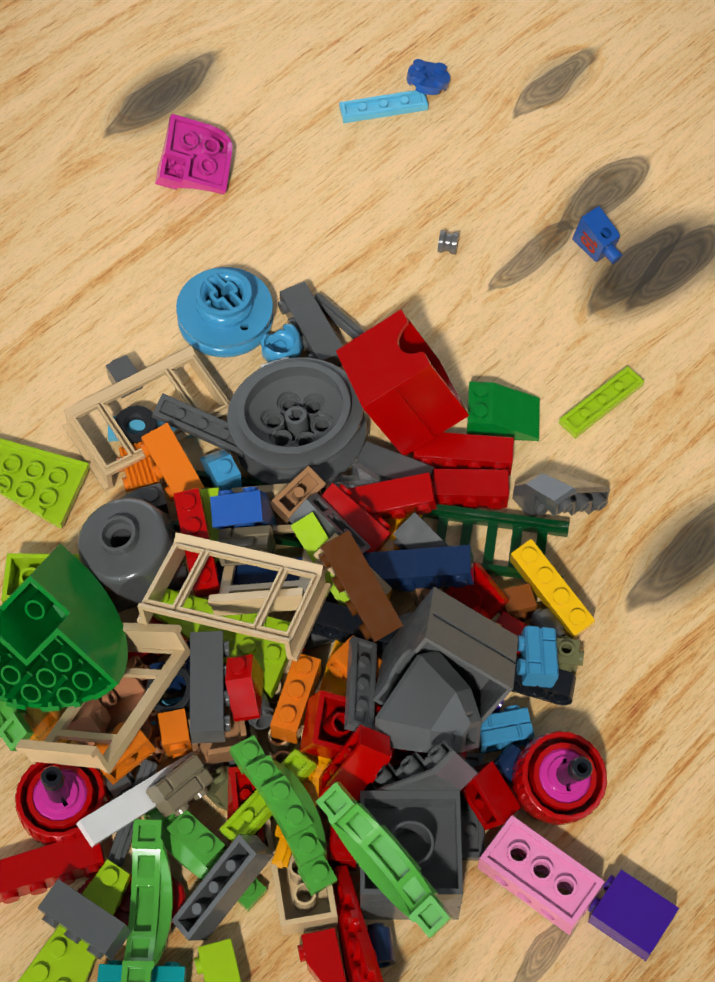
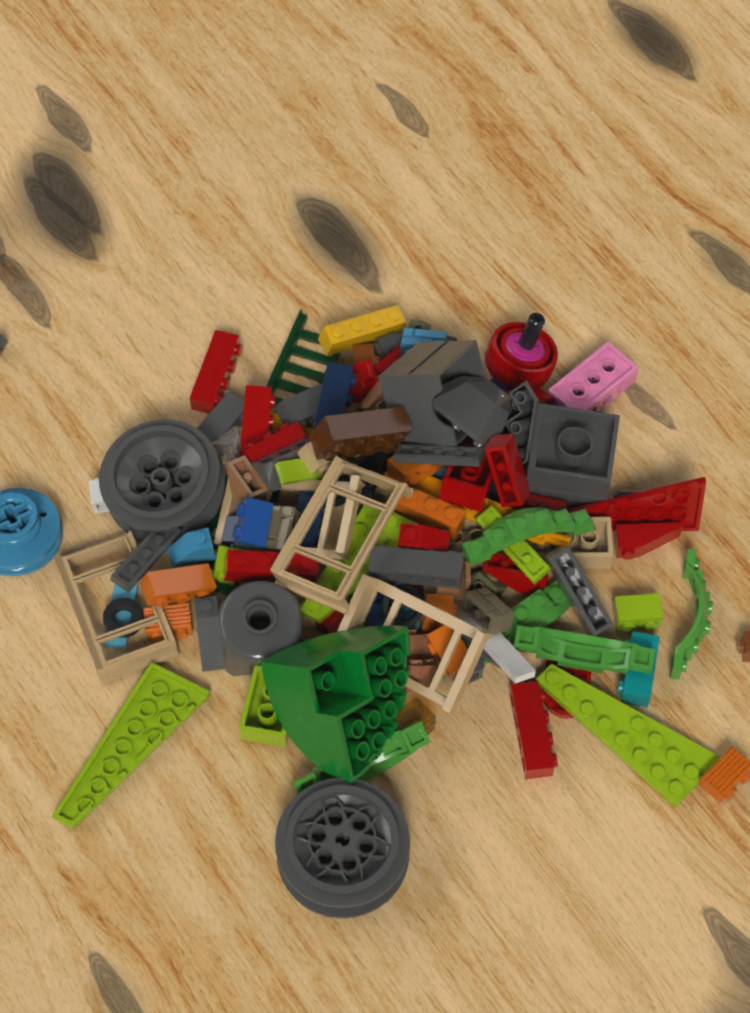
camera: 80 degrees left, 0 degrees up
(55, 798) = (483, 715): red wheel -> none
(83, 921) = (590, 694): dark grey brick -> none
(119, 370) = (62, 624): dark grey brick -> none
(281, 344) = (69, 488): dark azure hair -> none
(311, 323) = (54, 464): dark grey brick -> none
(338, 316) = (56, 439): dark grey axle -> none
(384, 860) = (595, 453): bright green piece -> none
(401, 383) = (159, 387): red piece -> none
(471, 488) = (252, 366): red brick -> none
(502, 412) = (182, 340): green slope -> none
(559, 494) = (278, 301): dark grey brick -> none
(598, 236) = (28, 232): blue torso -> none
(601, 402) = (189, 269): lime tile -> none
(632, 914) = (630, 333): dark purple brick -> none

